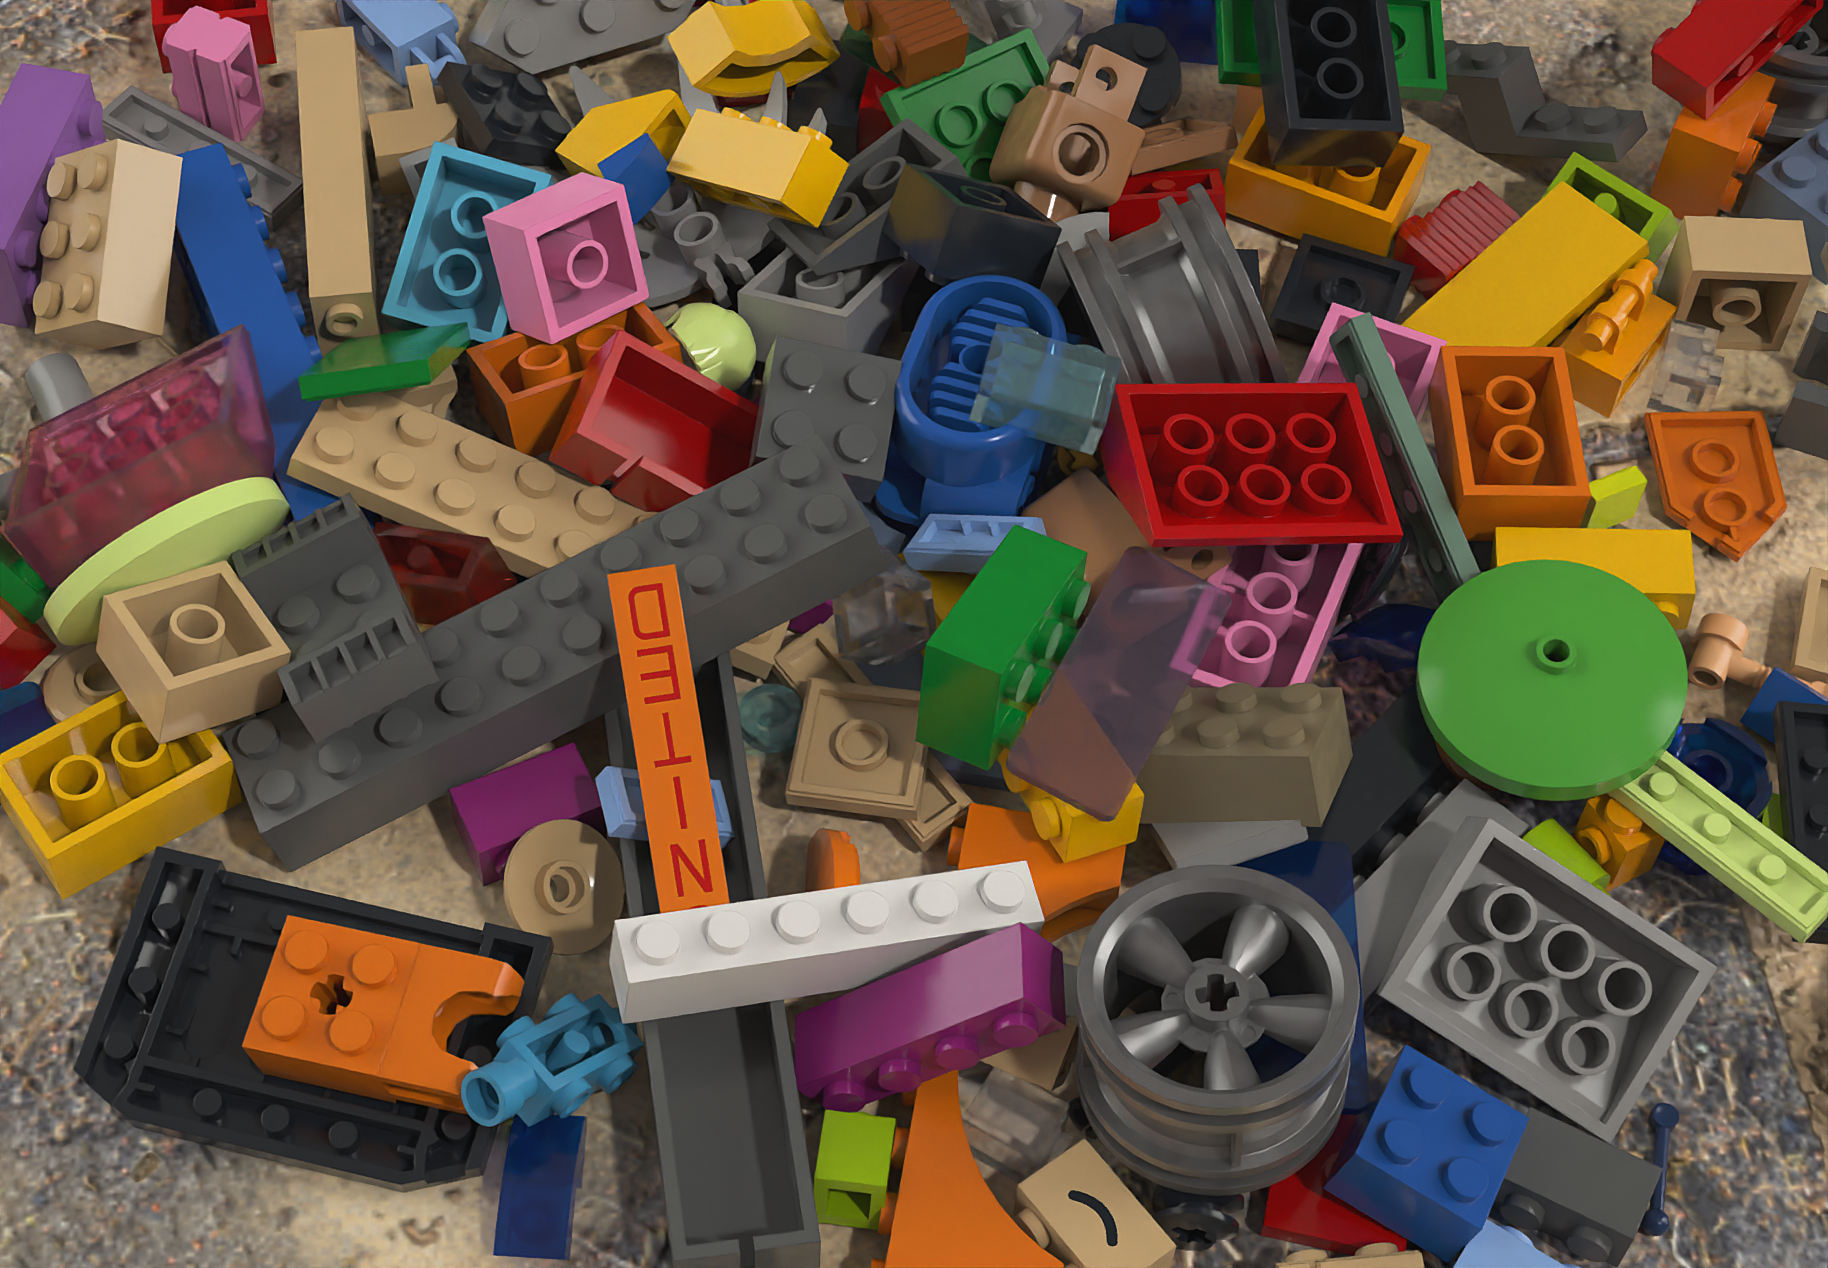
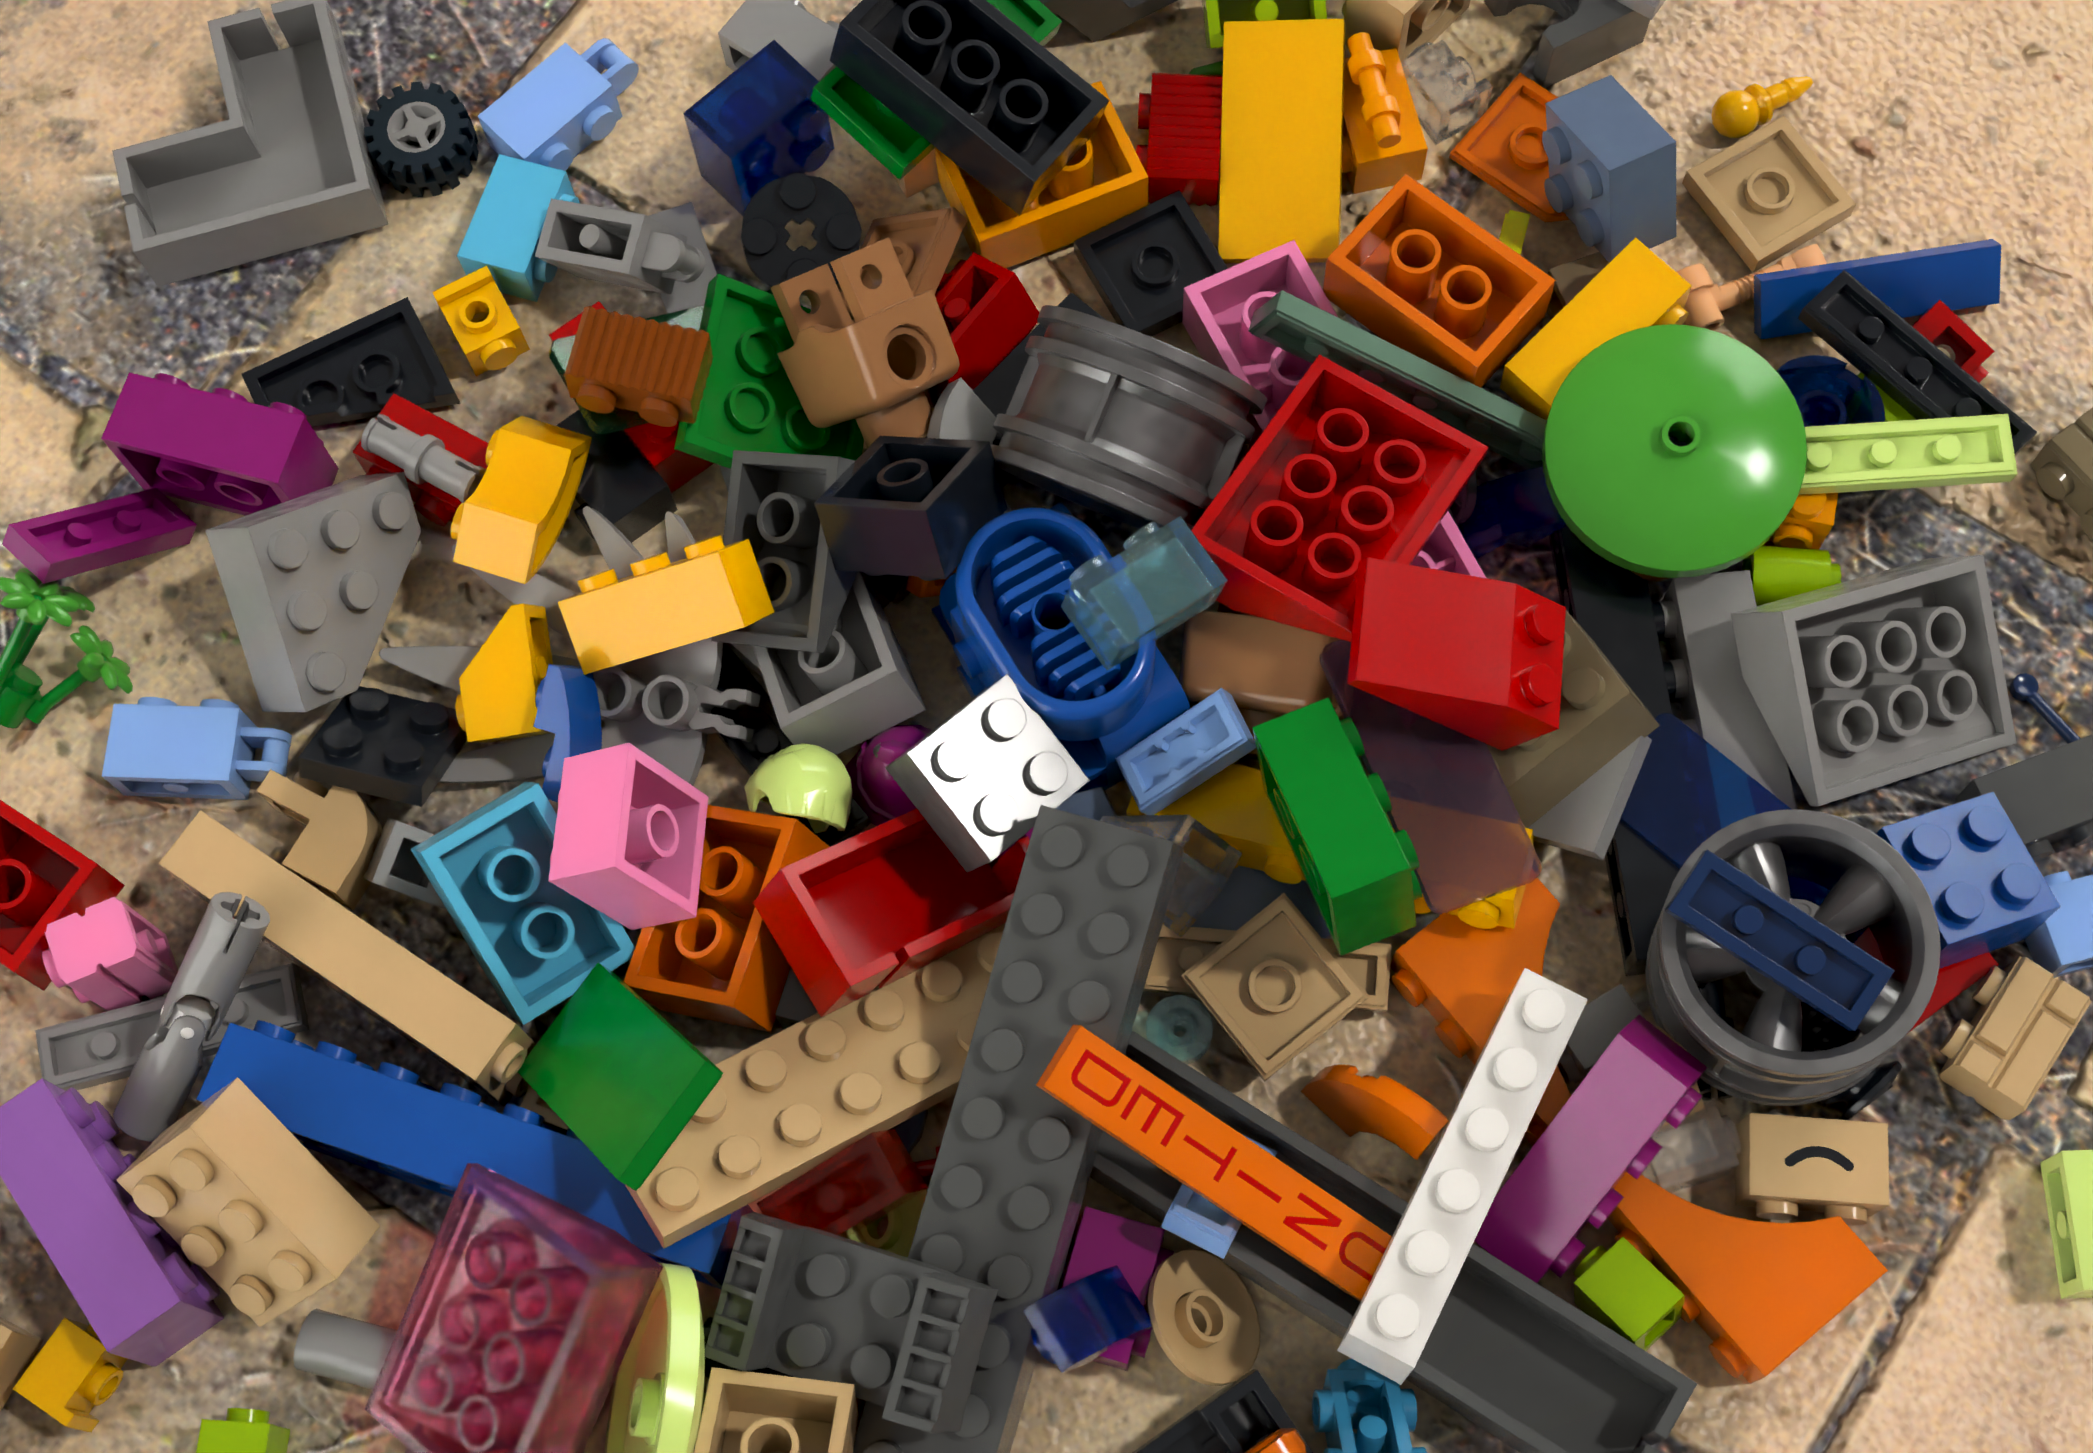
camera: 40 degrees left, 15 degrees up
(249, 110) = (175, 1050): none -> light grey piece
(479, 771) = (1086, 1319): none -> clear blue slope
(1198, 961) = (1779, 940): none -> dark blue plate
(1213, 611) = (1459, 650): none -> red slope
(1731, 484) = (1610, 168): none -> sand blue brick

